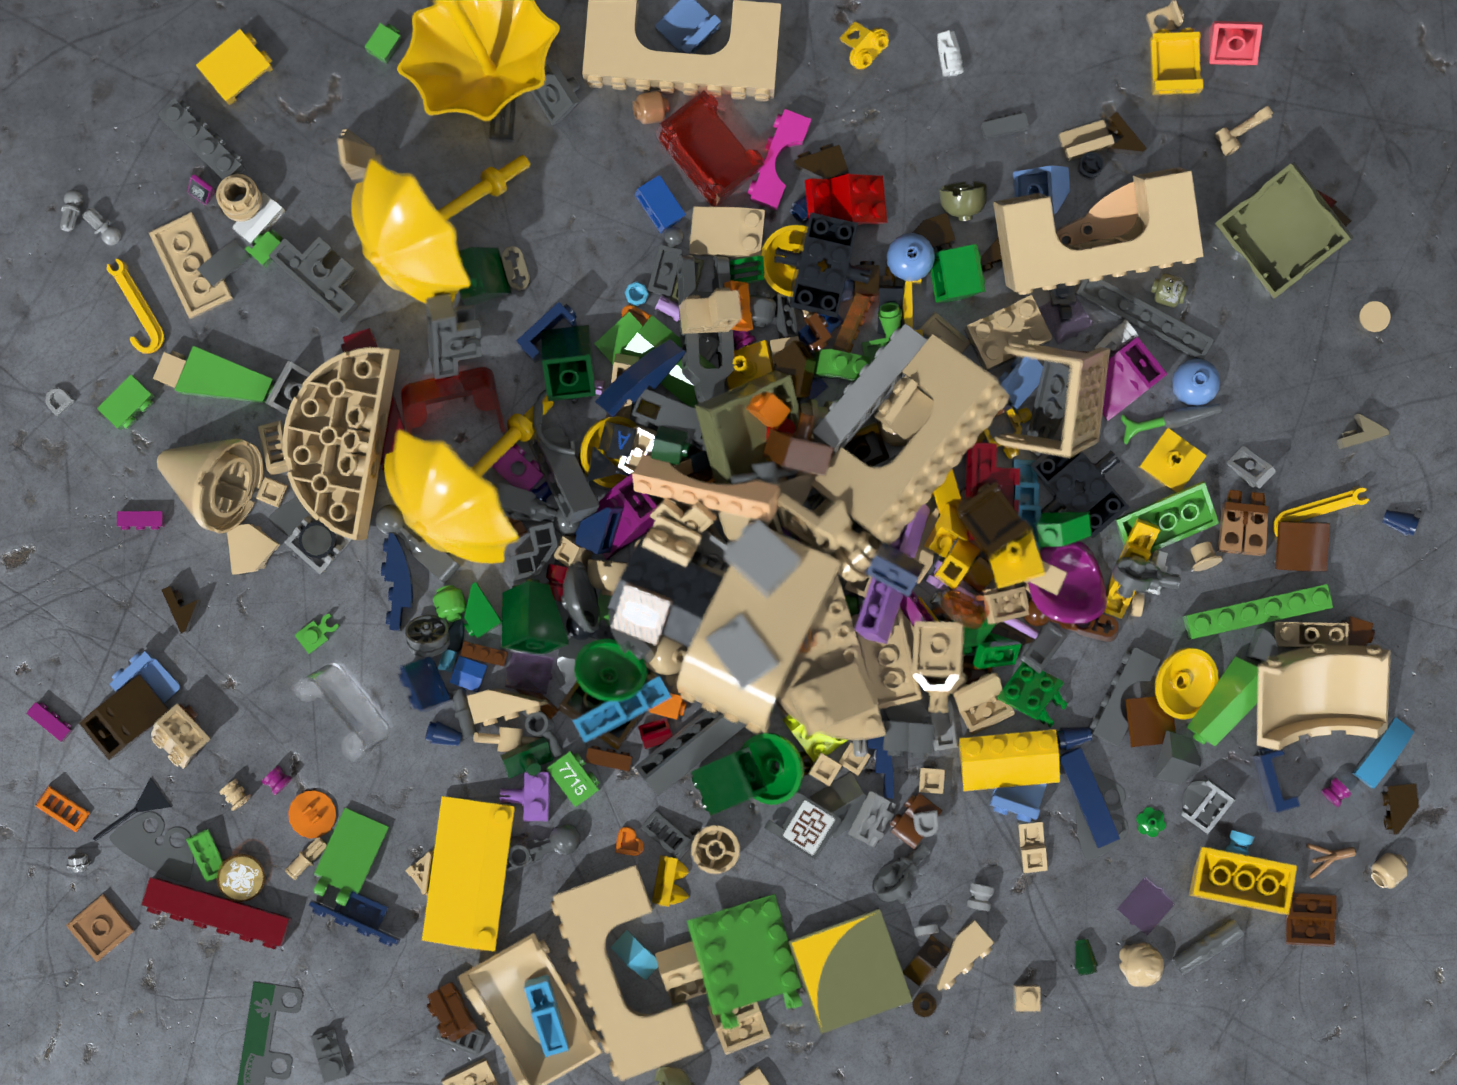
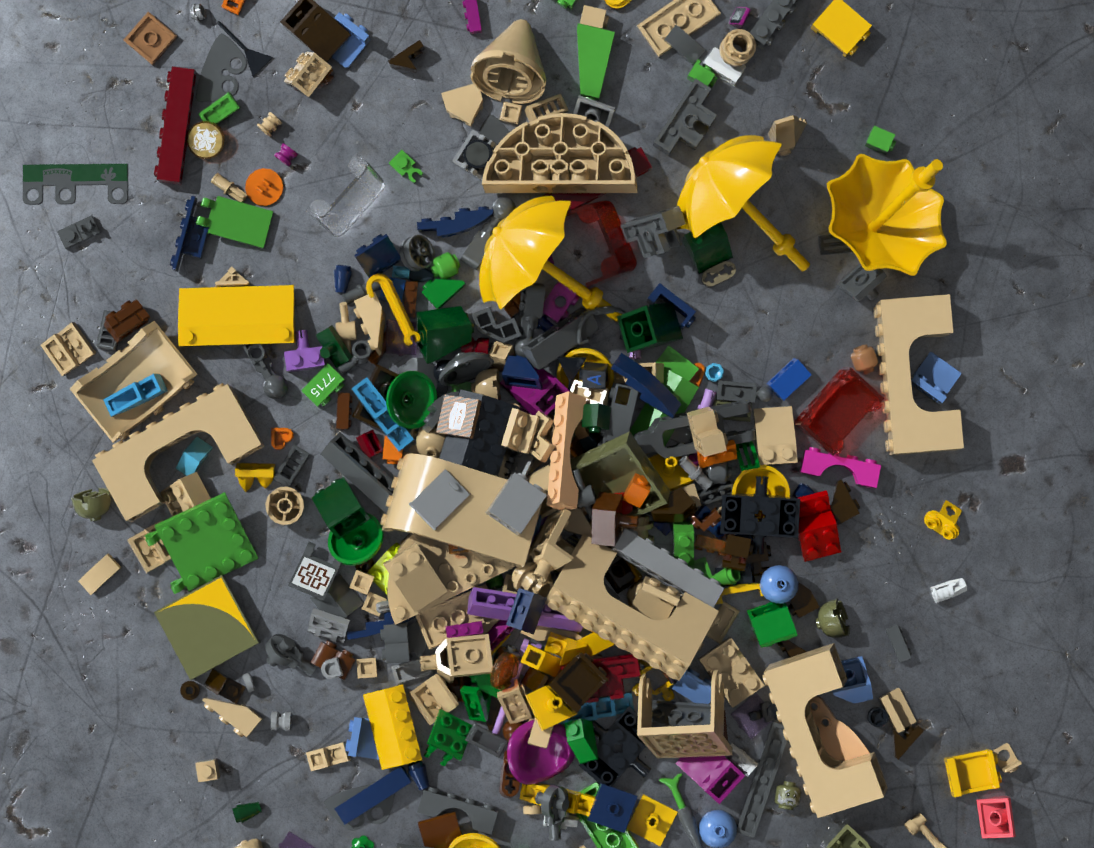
camera: 80 degrees right, 0 degrees up
(489, 672) = (396, 306): none -> yellow piece
(757, 336) = (695, 472): none -> light grey pin
(858, 300) = (737, 548): none -> dark brown brick
(904, 650) = (464, 629): none -> magenta piece
(1151, 504) = (612, 807): none -> dark blue plate

